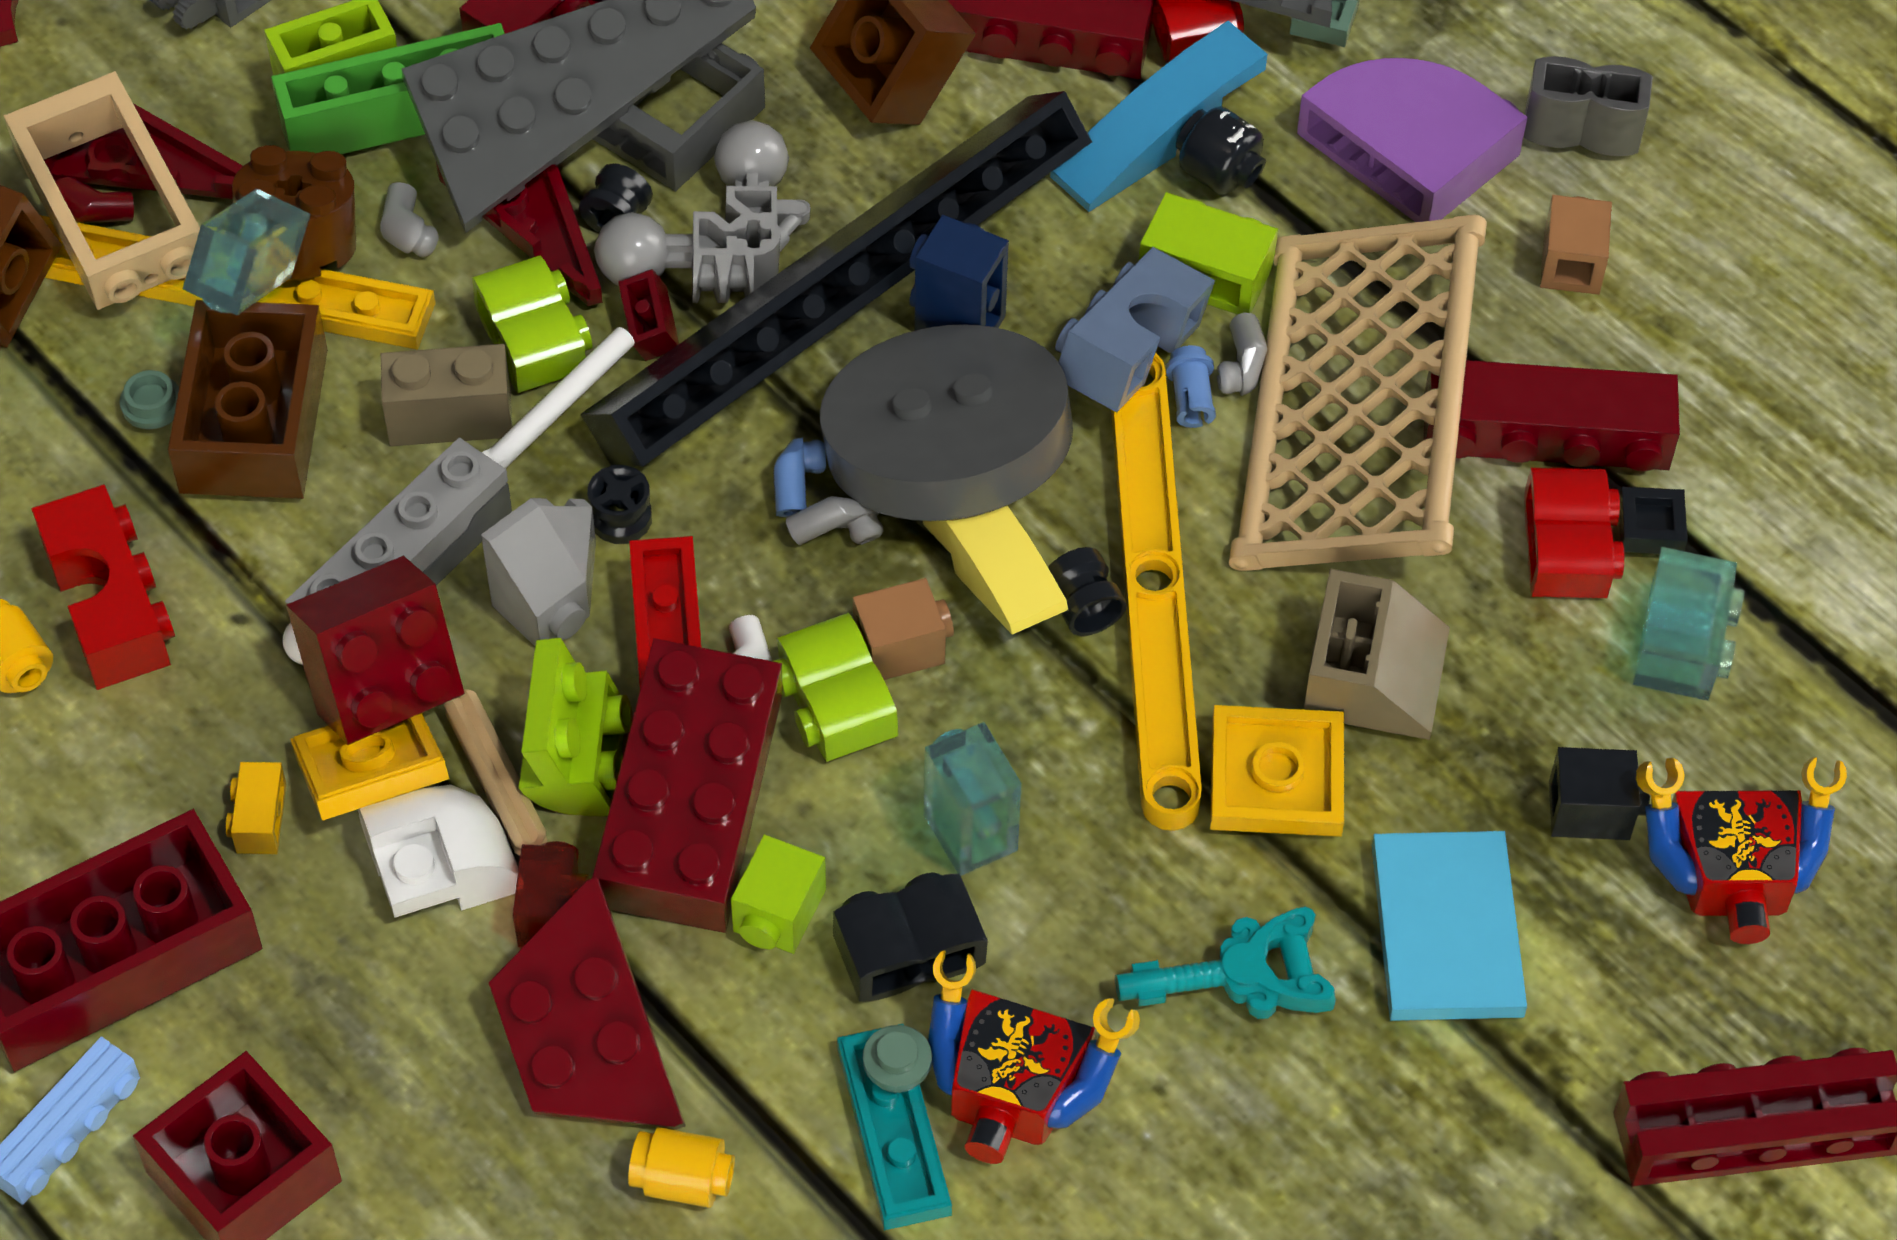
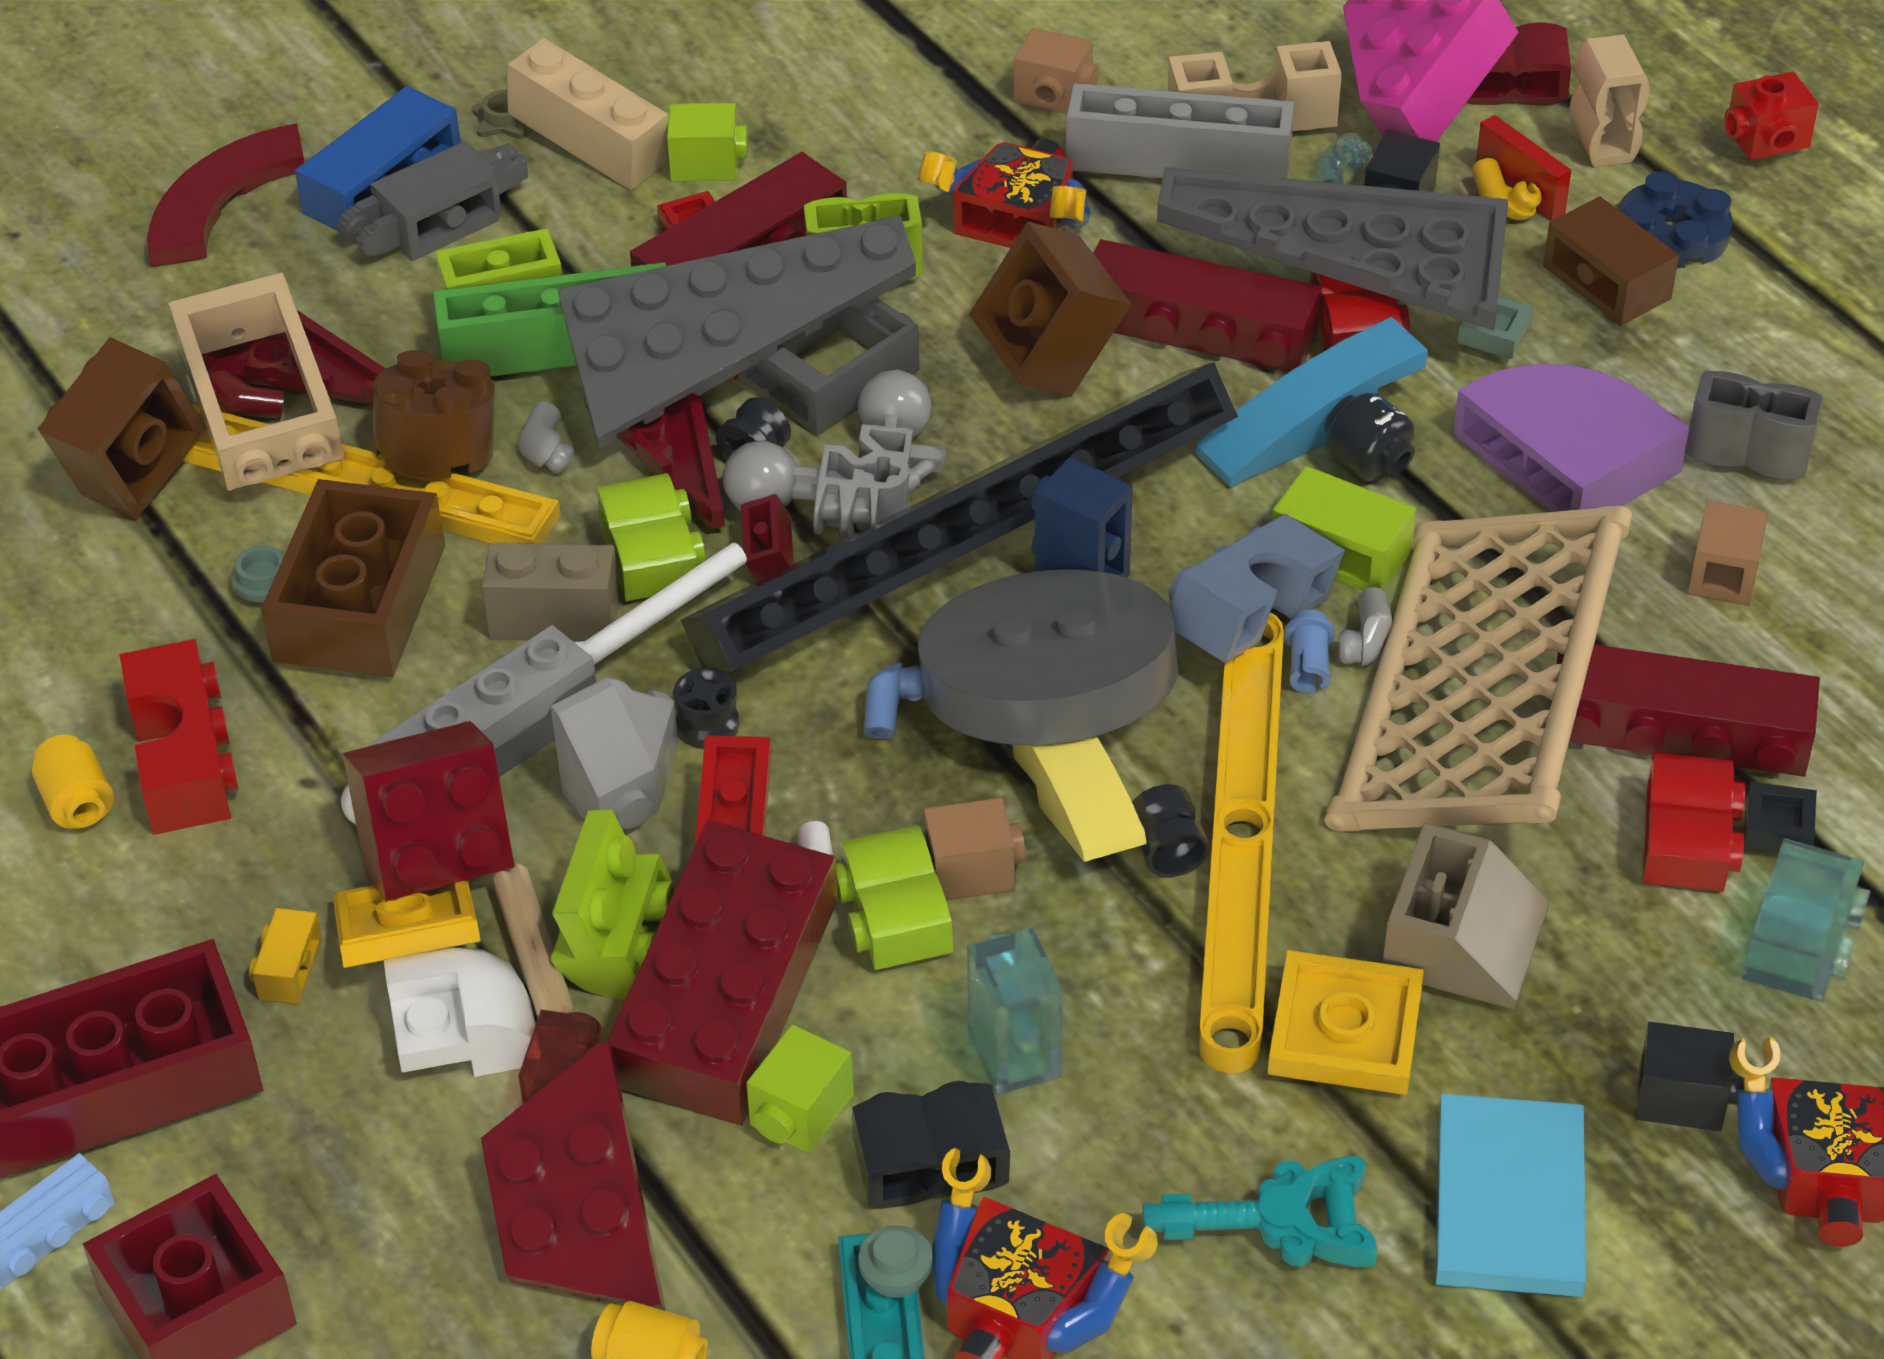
camera: 10 degrees right, 10 degrees down
(245, 252) = (371, 435): clear light blue brick -> none
(832, 514) = (923, 735): light grey arm -> none

